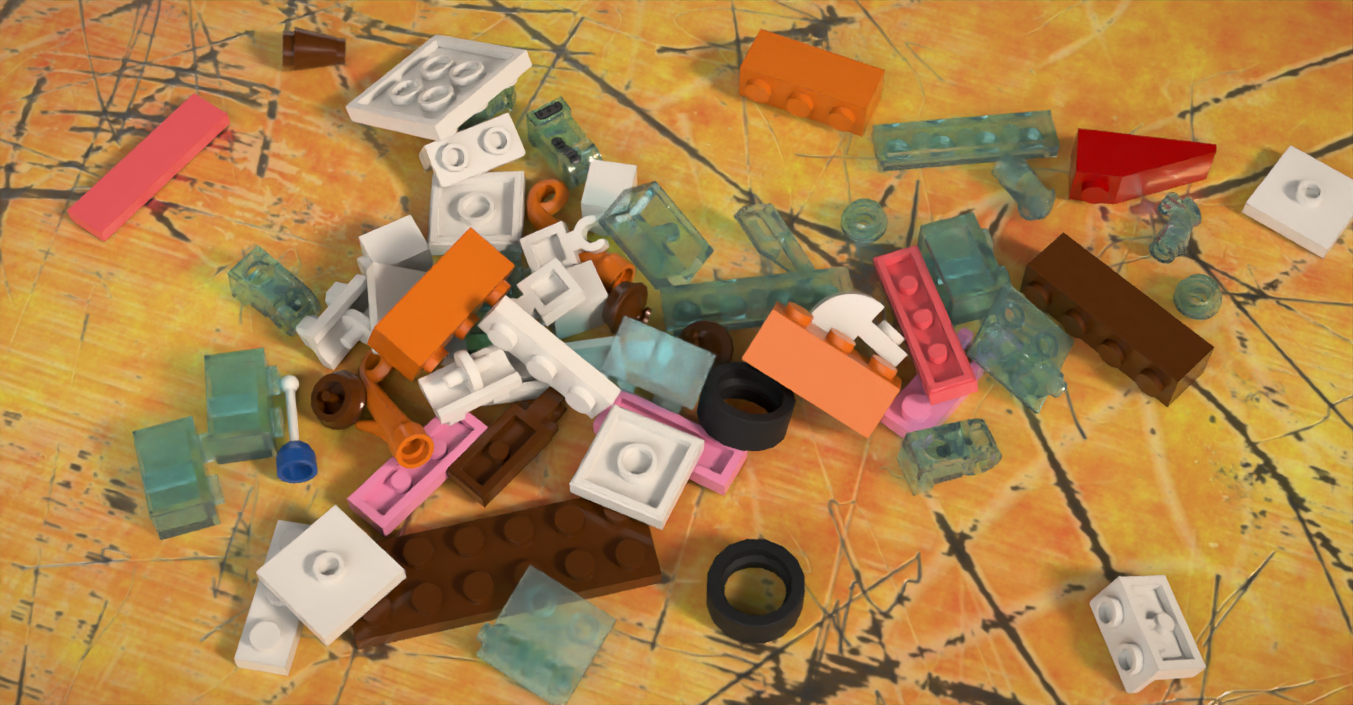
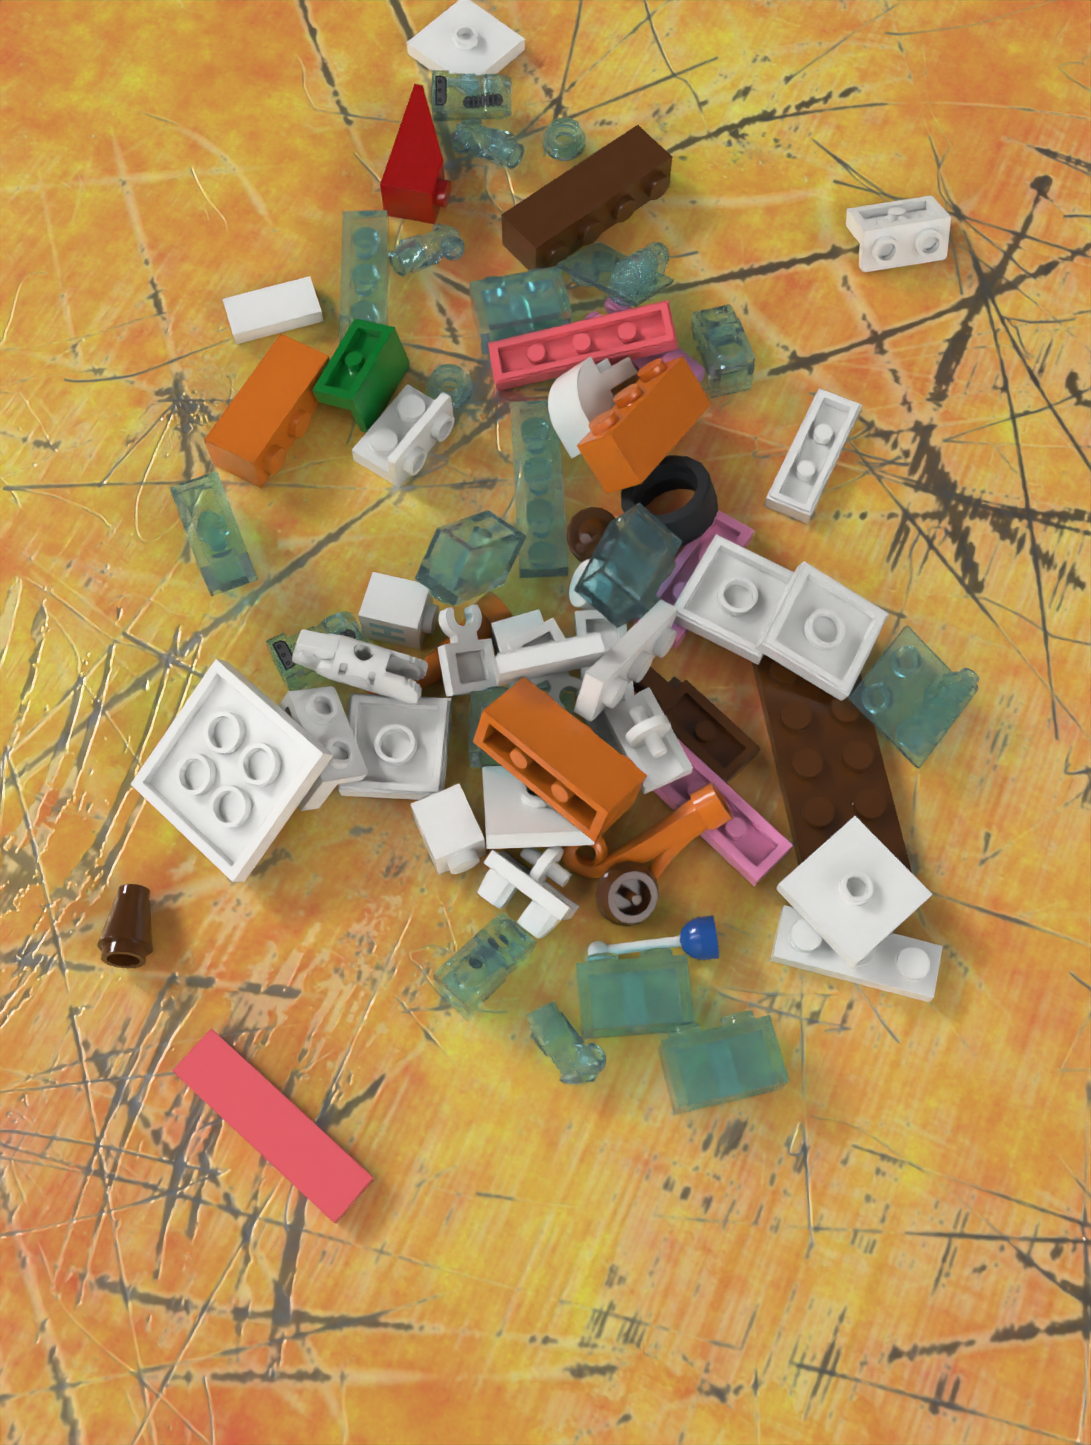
camera: 85 degrees left, 10 degrees up
(186, 370) = (564, 1046): none -> clear light blue arm
(530, 278) = (548, 658): none -> white tile
(543, 145) = (361, 664): none -> white hinge
(602, 537) = (822, 631): none -> white plate
(626, 300) = (542, 596): reddish brown hat -> none
(668, 51) = (213, 533): none -> clear light blue brick
(755, 554) = (870, 487): black tyre -> none
(772, 237) = (466, 463): clear light blue tile -> none
(804, 191) = (405, 434): none -> white bracket
(840, 553) = (812, 456): none -> white tile
(858, 146) = (363, 371): none -> green panel
(931, 76) = (273, 310): none -> white tile
(1224, 198) = (470, 96): none -> clear light blue leg

